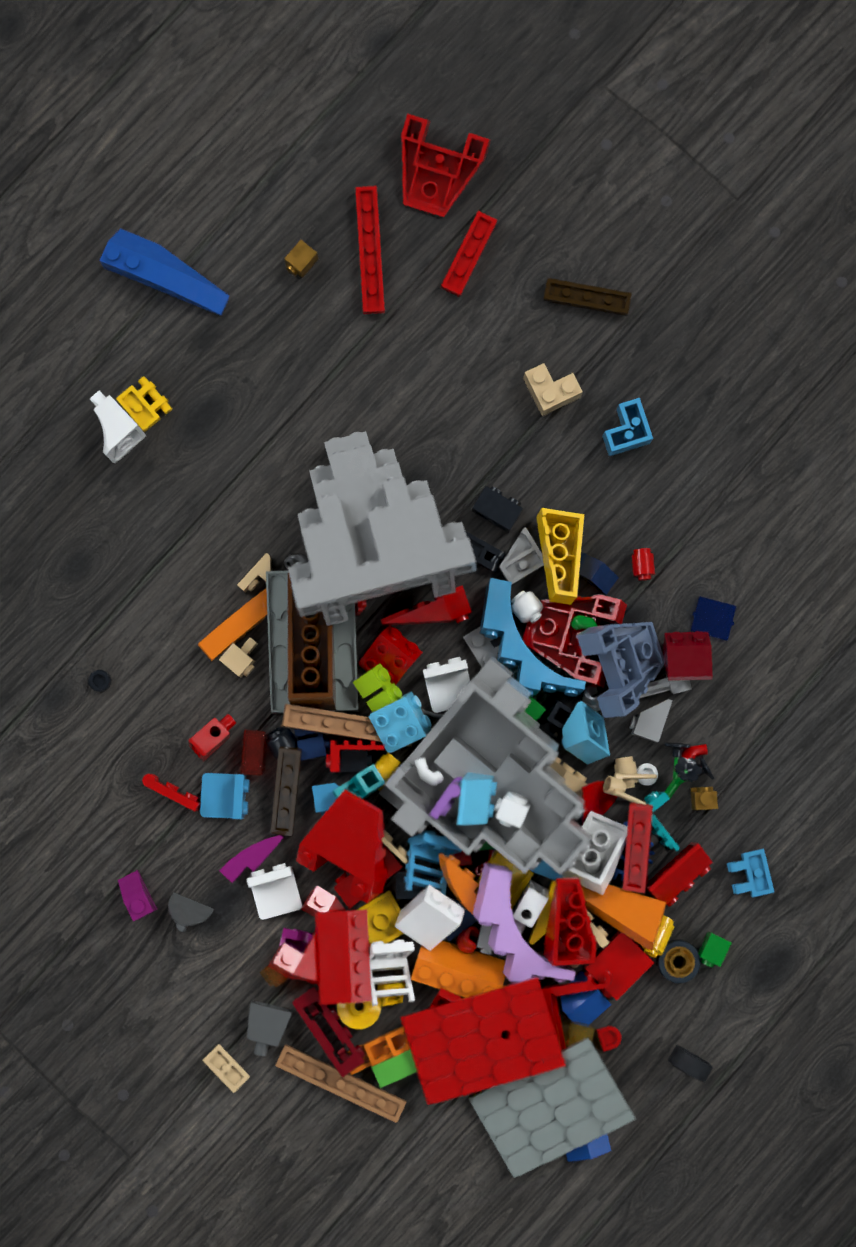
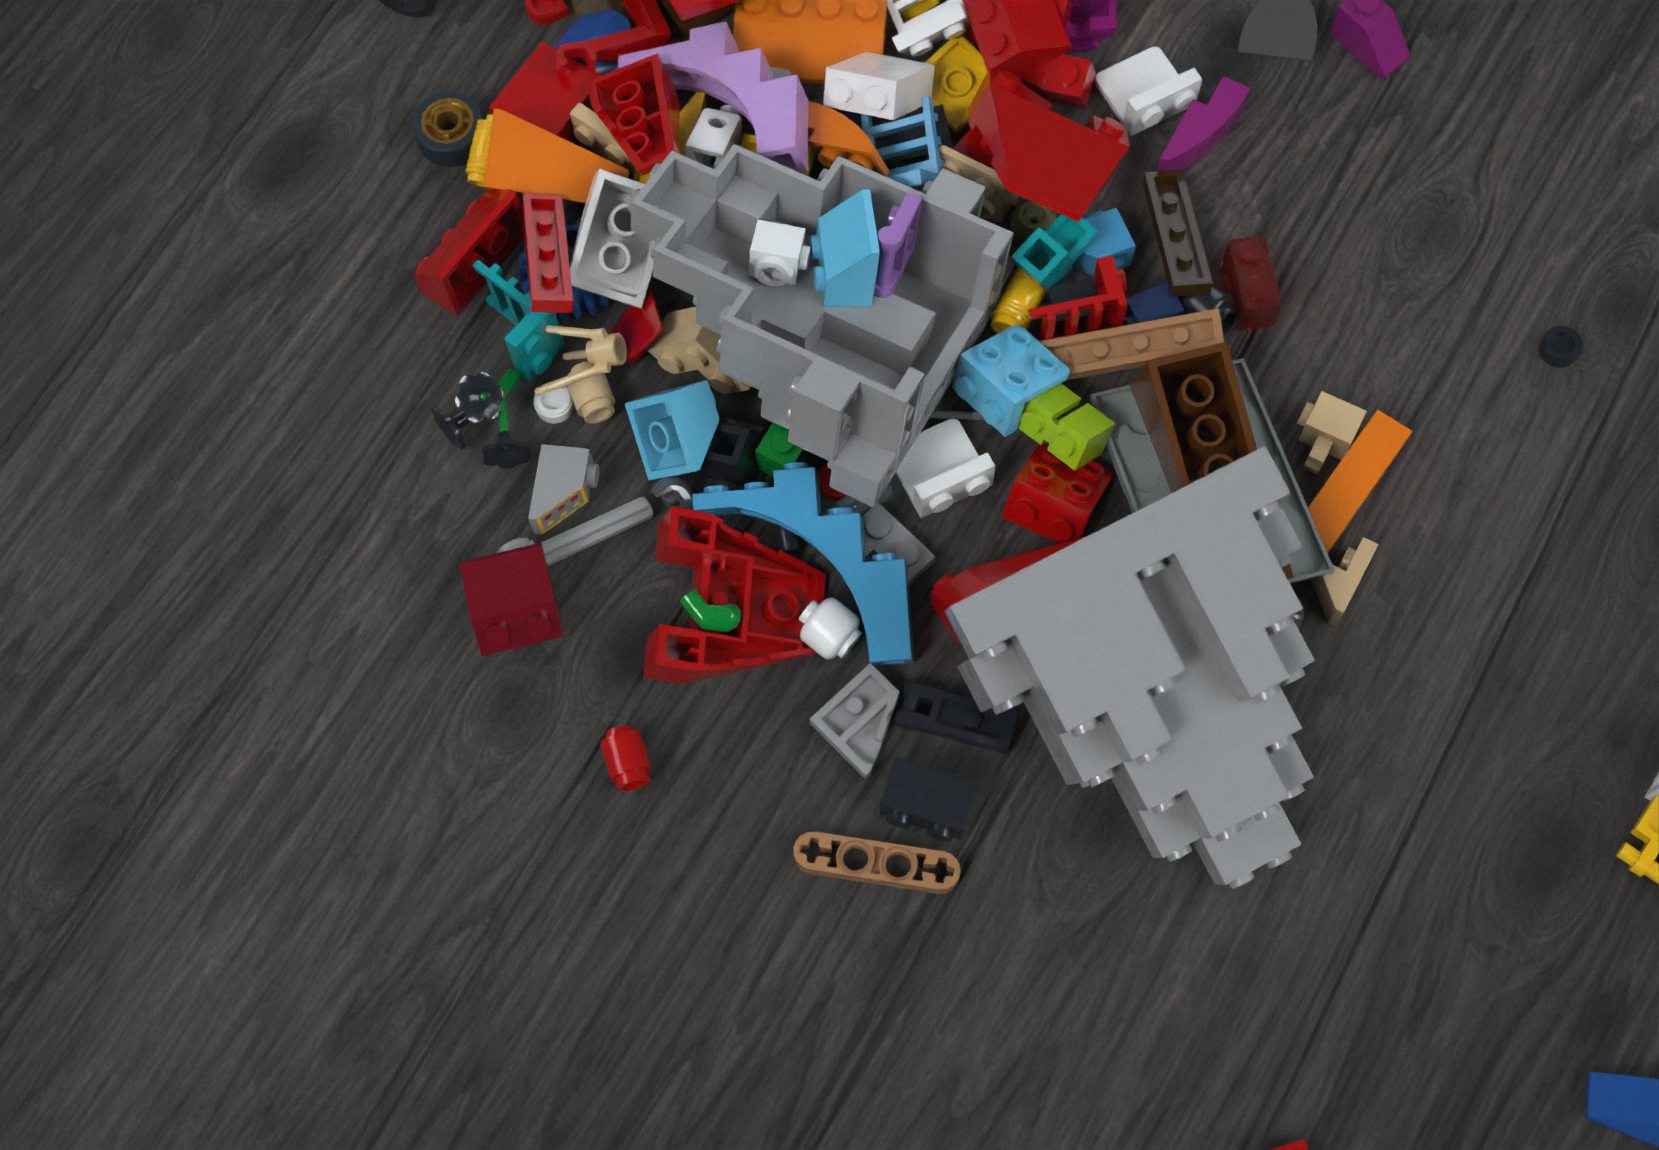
camera: 170 degrees right, 15 degrees down
(170, 791) = (1371, 194): red plate -> none
(204, 743) = (1335, 285): red torso -> none
(224, 795) = (1278, 208): dark azure bracket -> none
(425, 774) = (943, 285): white arm -> none
(464, 943) = (814, 82): red arm -> none
(531, 481) = (875, 870): none -> medium nougat beam
(550, 394) = (882, 1050): tan brick -> none
(561, 552) = (786, 737): yellow wedge -> none
(597, 573) = (716, 724): dark blue slope -> none
(629, 662) = (624, 561): sand blue wedge -> none
(633, 430) = (695, 1002): dark azure brick -> none
(694, 751) = (471, 458): red arm -> none
(703, 798) = (441, 375): pearl gold brick -> none
(713, 618) = (476, 695): clear blue piece -> none
(713, 950) = (392, 156): green brick -> none
(756, 871) = (334, 284): dark azure plate -> none

